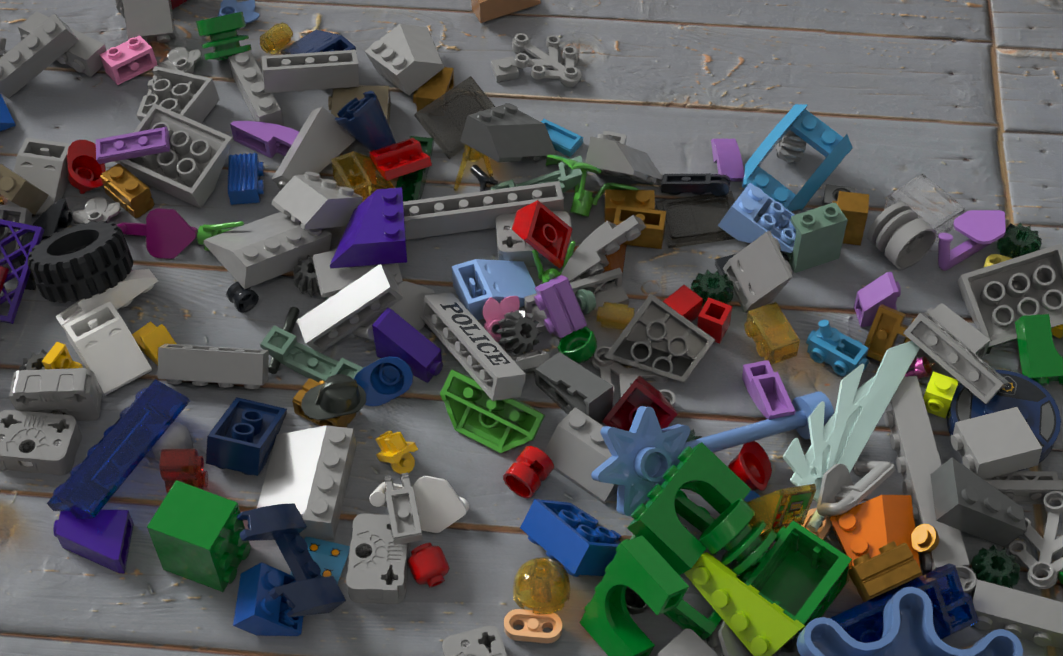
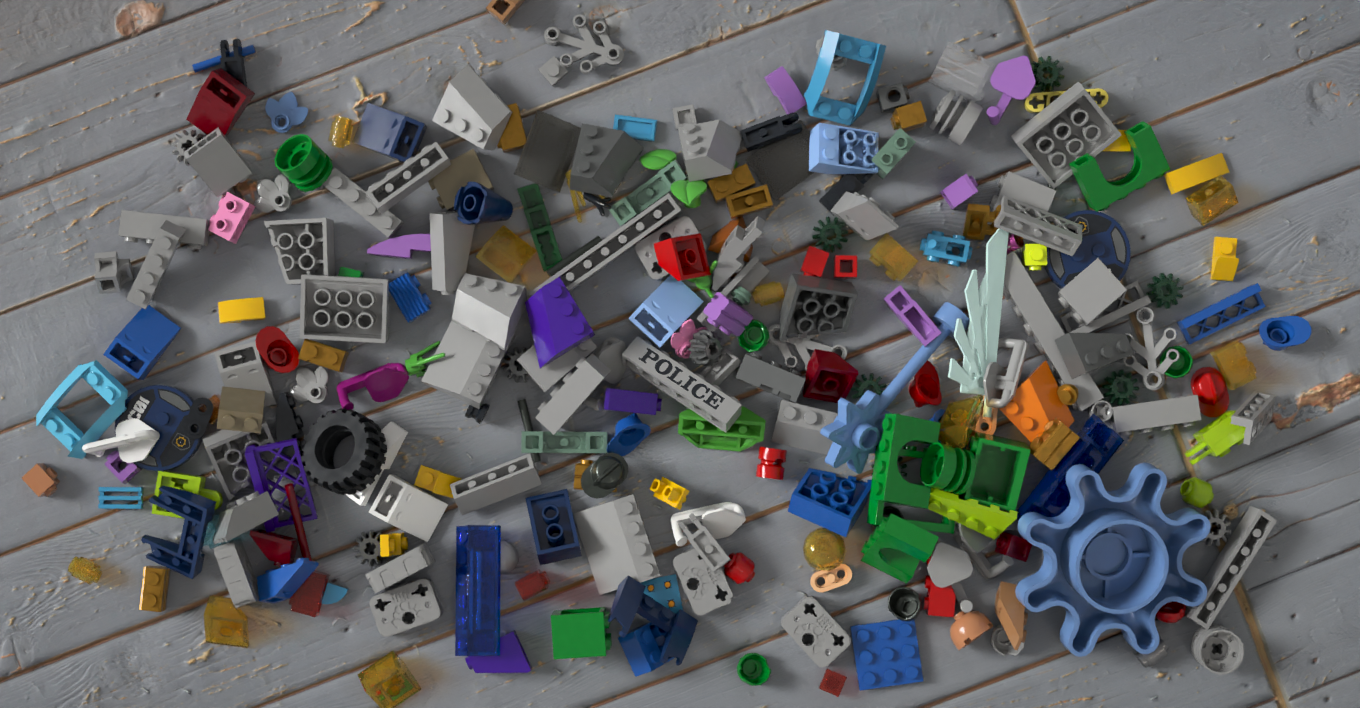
camera: 25 degrees left, 35 degrees up
(78, 127) = (241, 310): none -> yellow slope
(132, 145) = (309, 322): medium lavender tile -> none
(400, 159) = (527, 225): red slope -> none

